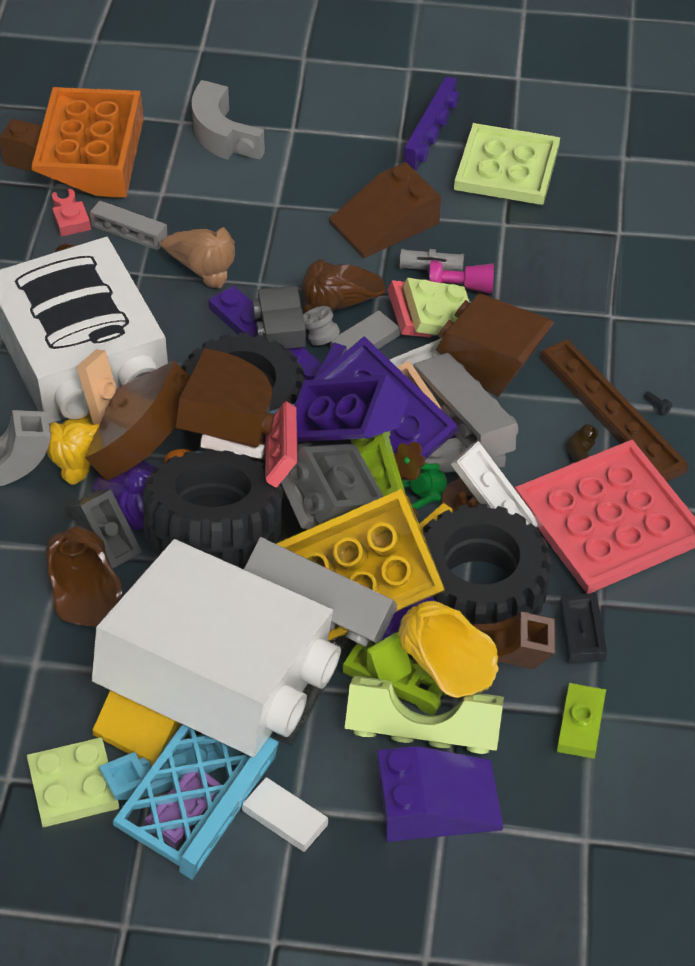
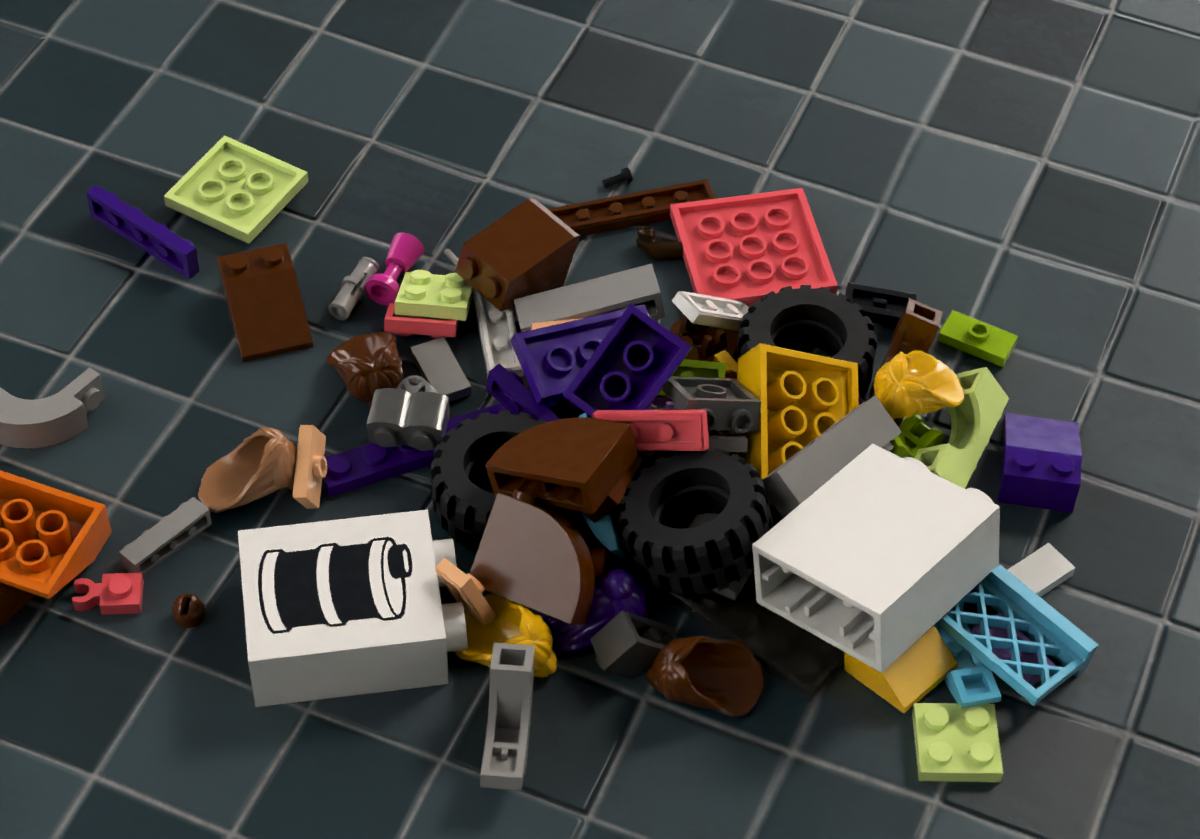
camera: 75 degrees left, 0 degrees up
(214, 276) = (309, 467): none -> light nougat plate

